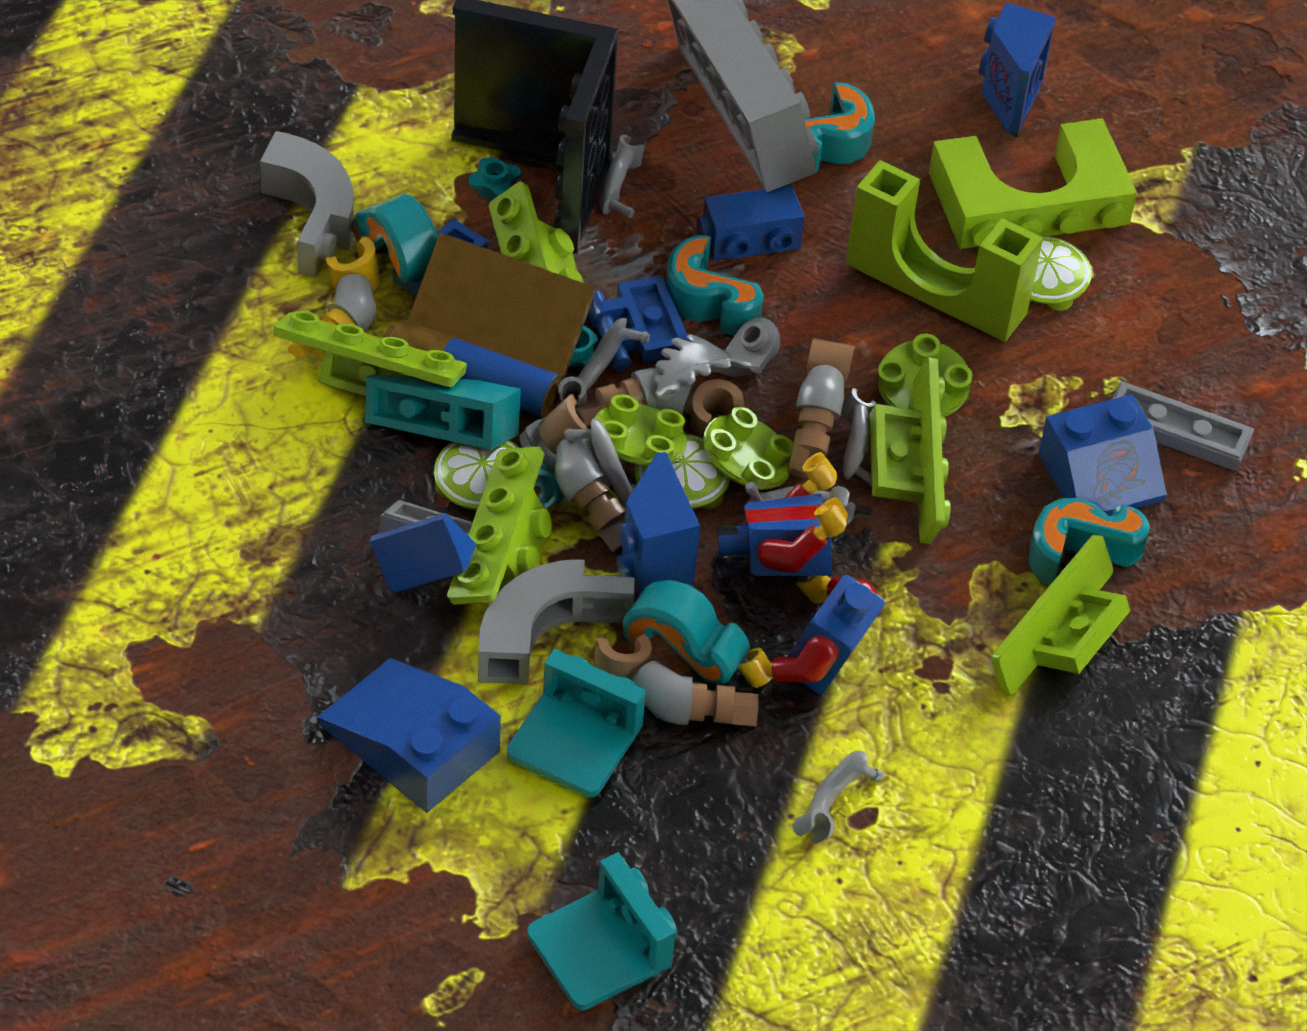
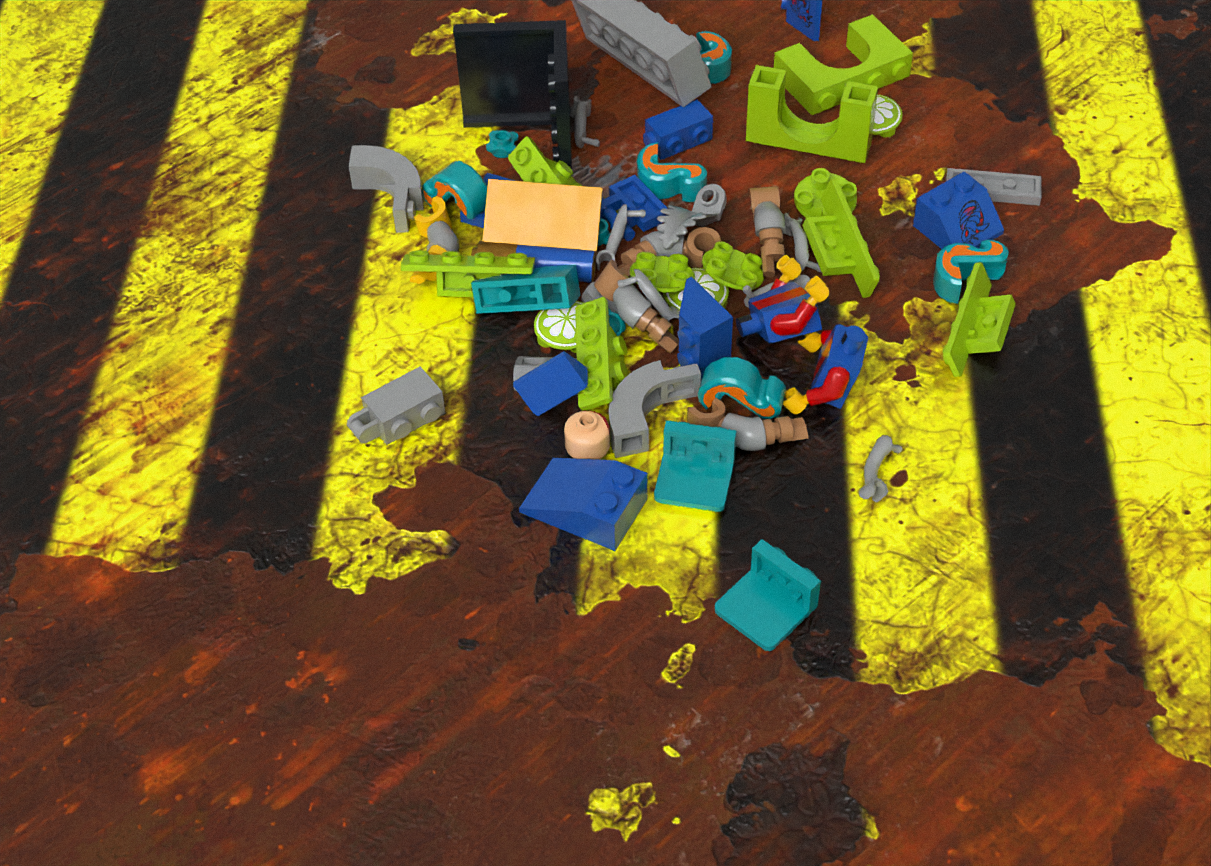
camera: 10 degrees left, 0 degrees up
(202, 531) = (398, 408): none -> light grey brick
(444, 640) = (587, 435): none -> light nougat head

